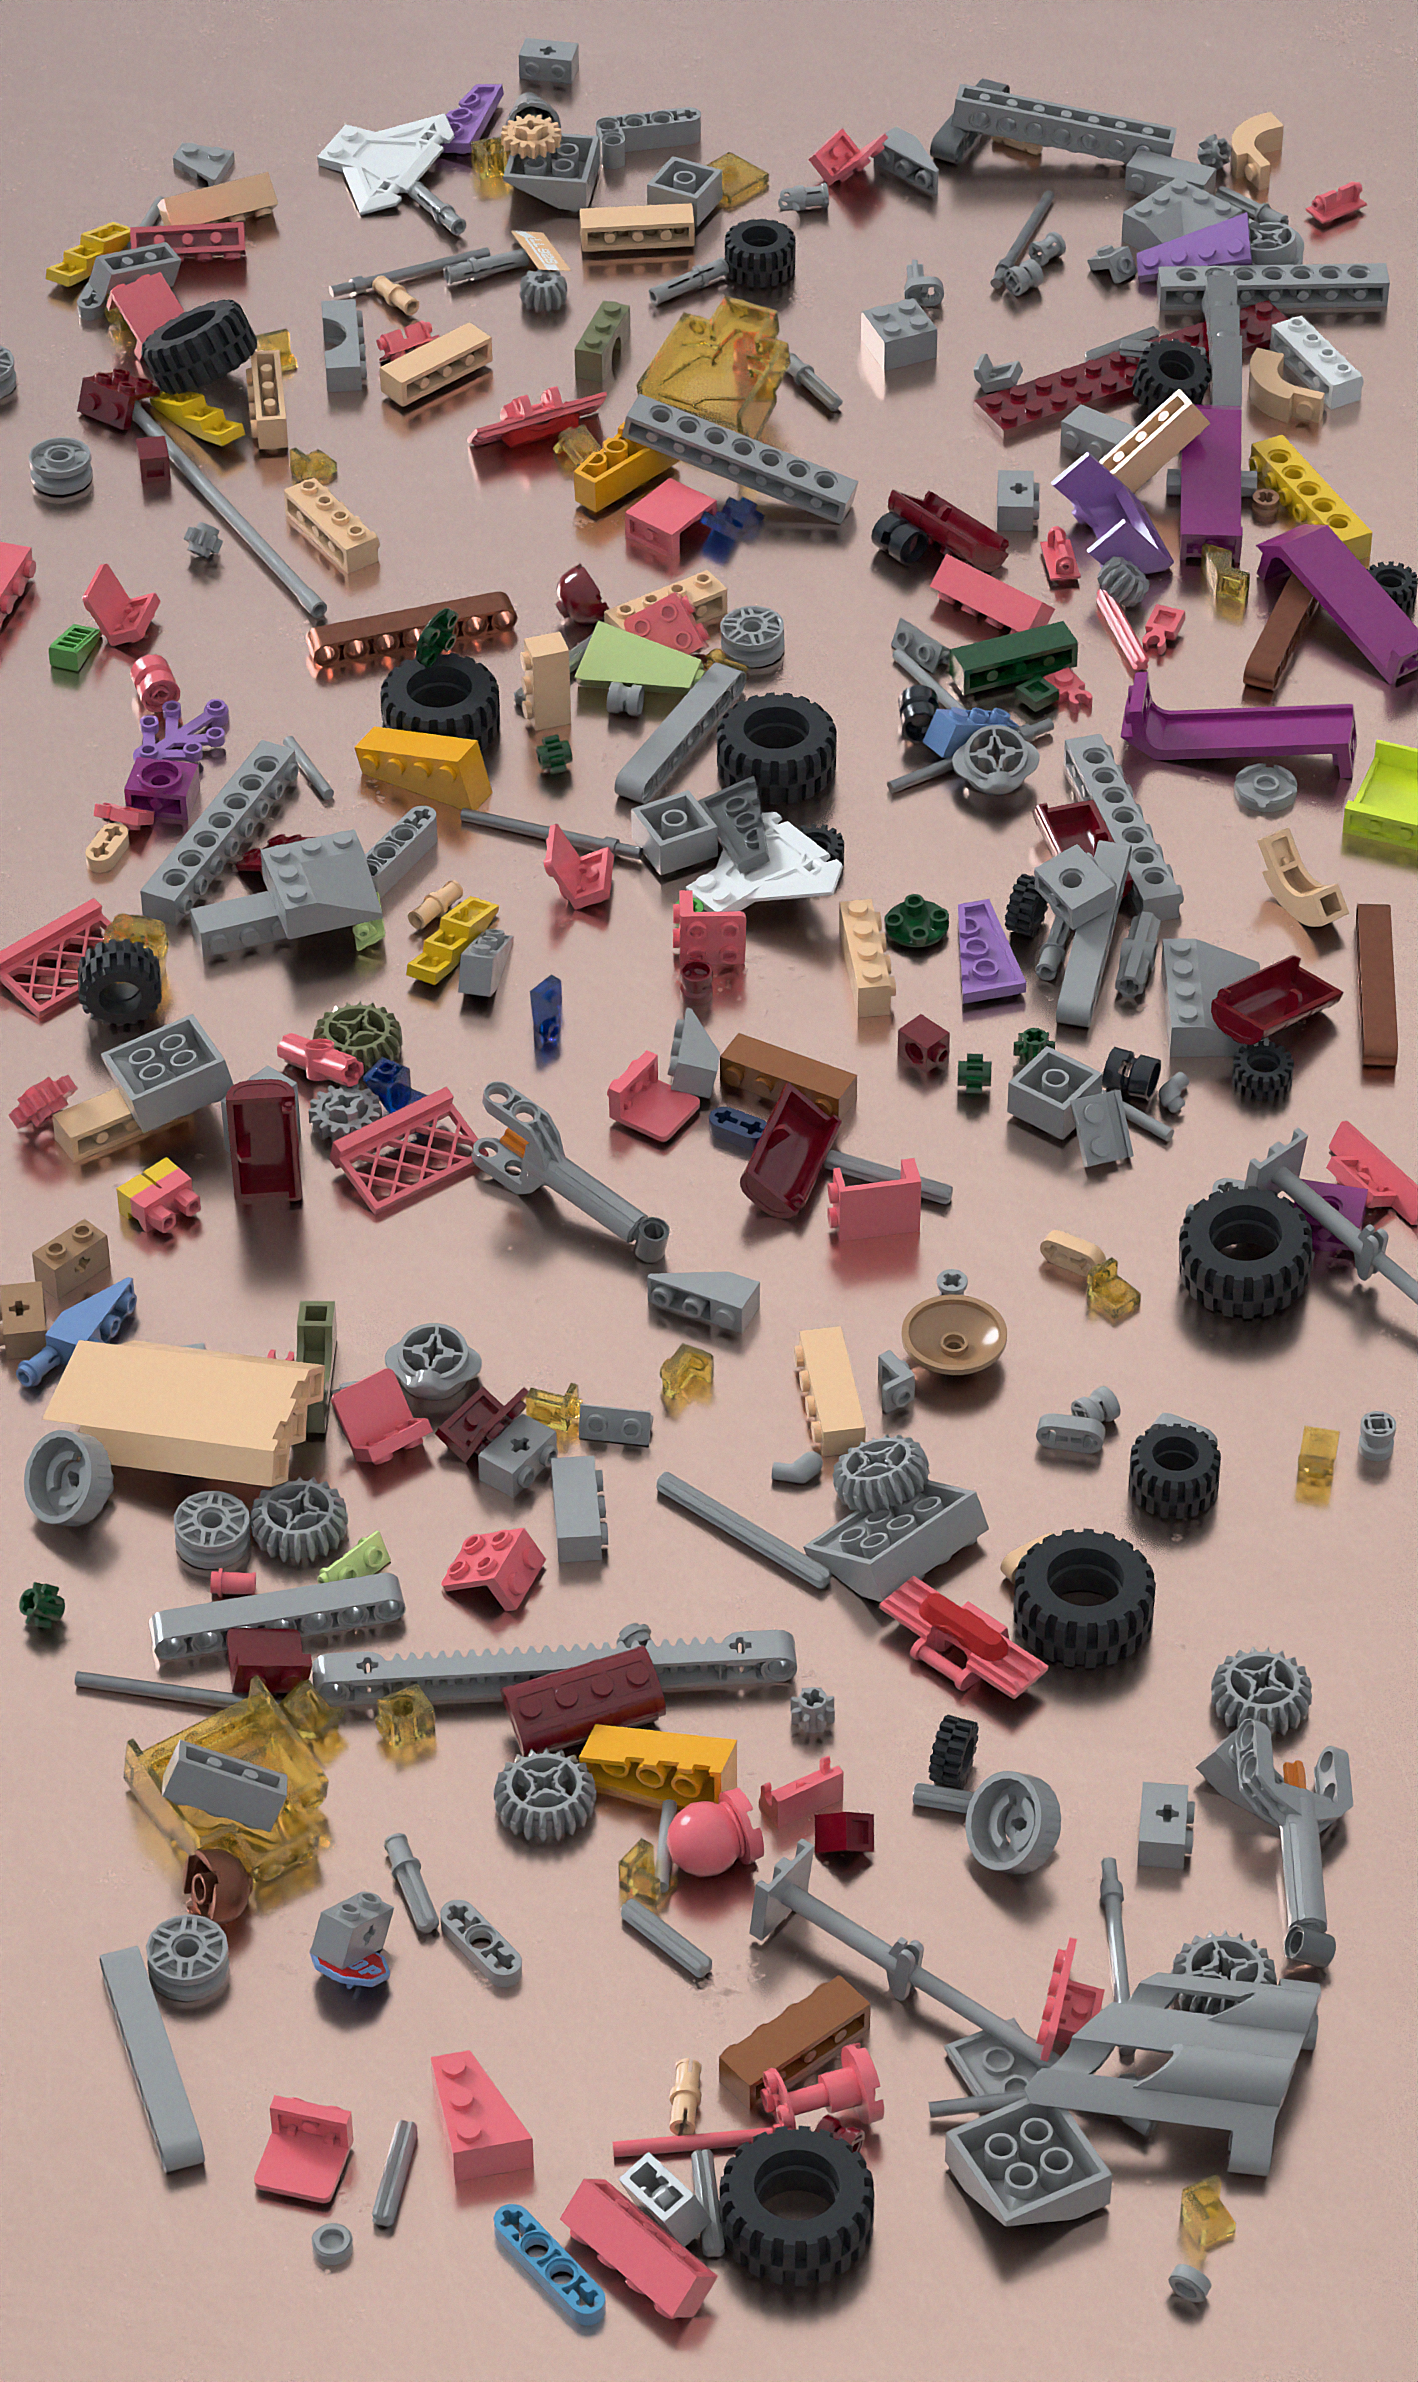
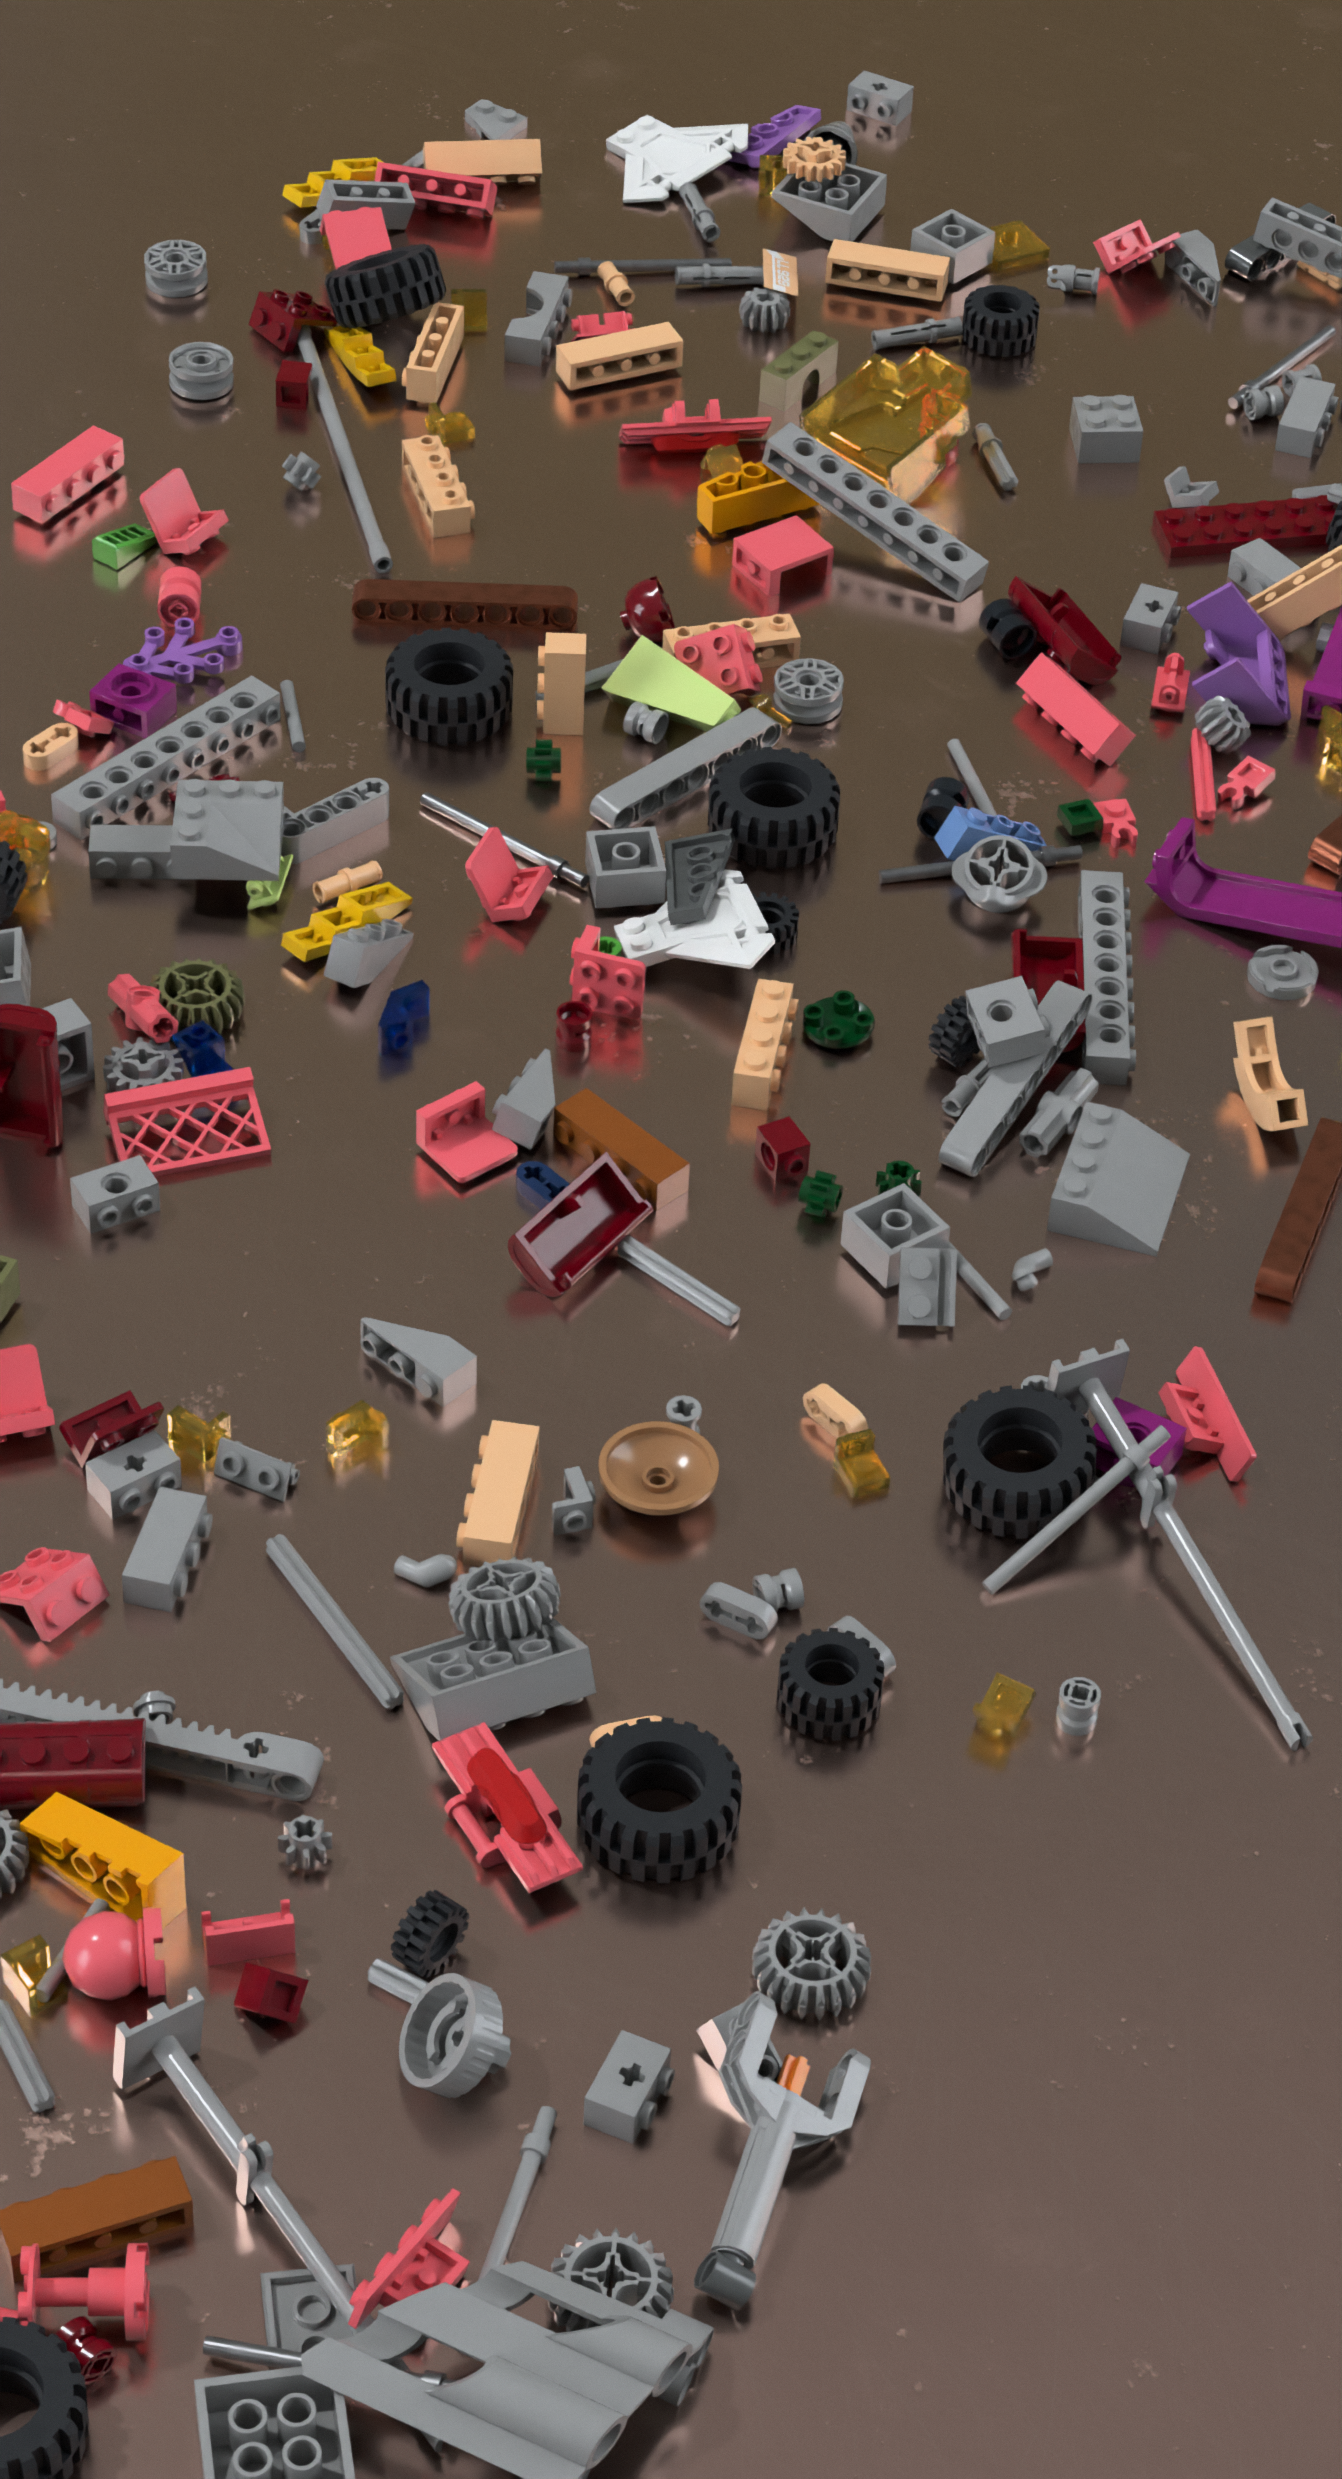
camera: 15 degrees right, 0 degrees up
(377, 1226) = (115, 1194): none -> light grey brick
(427, 764) = (408, 740): light orange wedge -> none
(433, 1361) = (98, 1360): light grey piece -> none
(436, 637) = (462, 611): dark green dish -> none
(539, 1154) = (309, 1172): light grey piece -> none
(646, 131) = (943, 183): light grey beam -> none
(735, 517) = (850, 572): clear blue slope -> none
(876, 1207) = (642, 1308): coral panel -> none
(918, 285) = (1147, 389): light grey piece -> none
(920, 646) = (979, 741): light grey hinge -> none
(985, 955) = (894, 1073): medium lavender wing -> none
(1013, 657) = (1069, 774): dark green brick -> none
(1067, 282) = (1306, 417): none -> light grey brick
(1142, 1076) = (989, 1236): black wheel -> none
(1262, 1083) = (1138, 1255): black tyre -> none
(1271, 1001) = (1174, 1196): dark red container -> none
(1343, 1225) = (1133, 1459): none -> light grey bar

